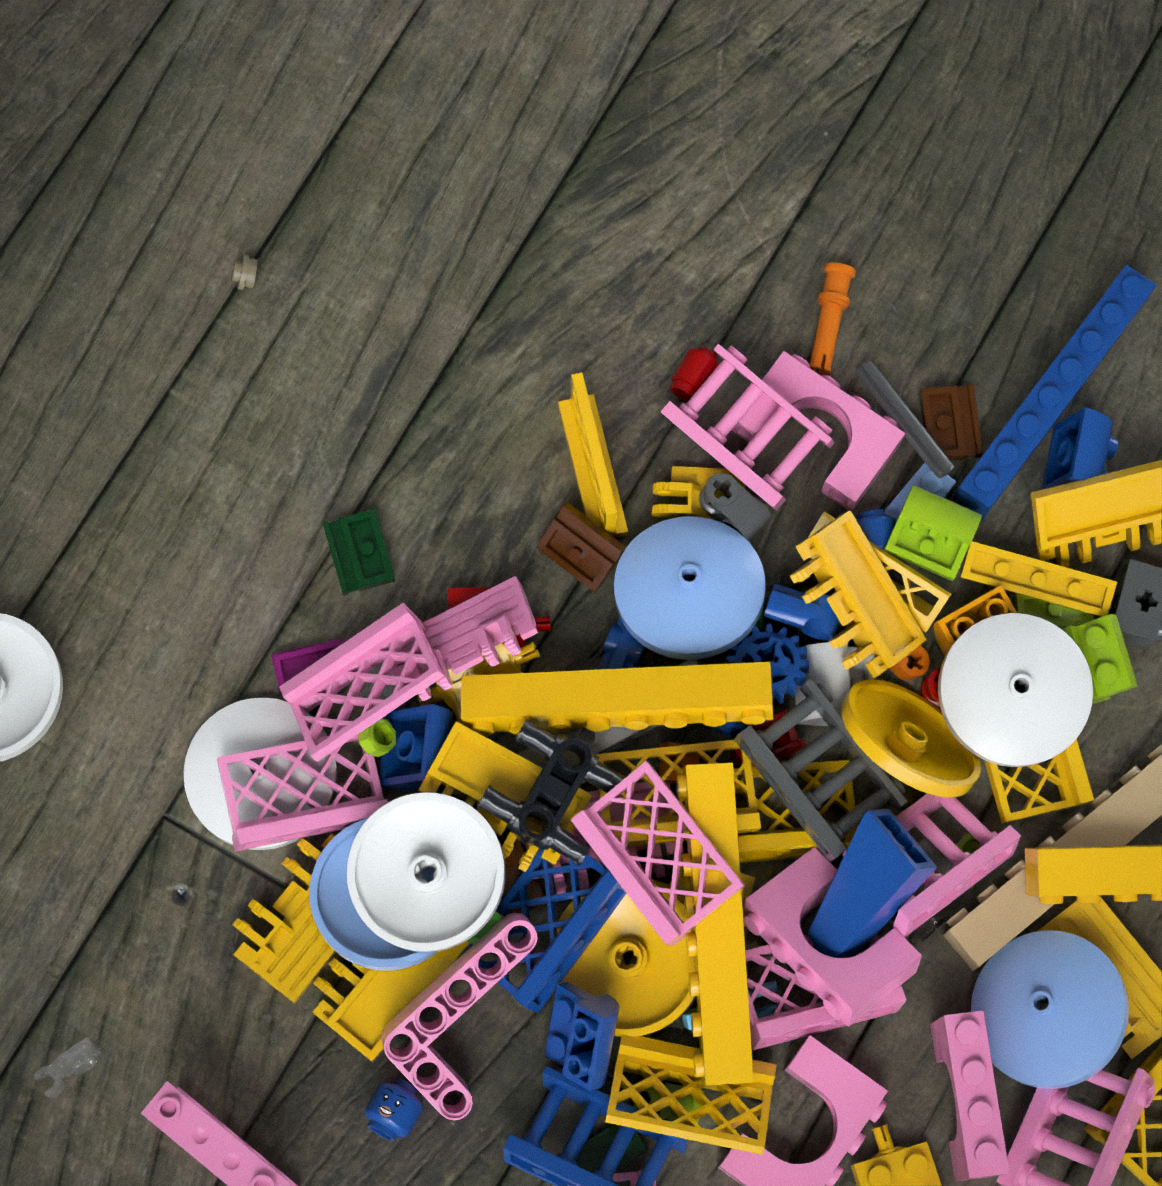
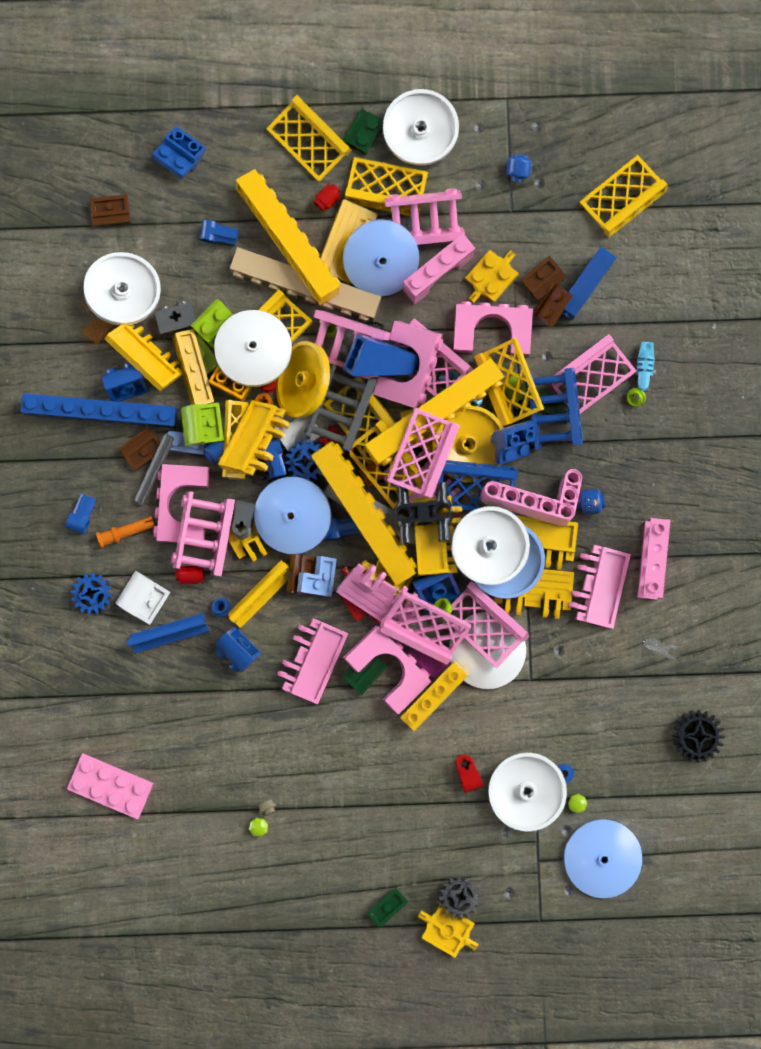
camera: 120 degrees left, 10 degrees up
(77, 612) = (469, 776): none -> red piece
(225, 243) = (258, 827): none -> lime tile
(233, 1036) = (604, 586): none -> bright pink hinge
(242, 635) = (434, 695): none -> yellow brick
(293, 620) = (412, 680): none -> bright pink arch
(423, 483) = (316, 661): none -> bright pink hinge
(439, 67) = (110, 786): none -> bright pink plate
(525, 374) = (237, 650): none -> blue brick
(549, 571) = (322, 581): none -> light blue plate
(616, 385) = (219, 602): none -> blue plate
(622, 286) = (168, 633): none -> blue fence
(704, 280) = (142, 597): none -> white brick
(744, 205) = (79, 597): none -> blue gear
(894, 260) = (79, 518): none -> blue piece

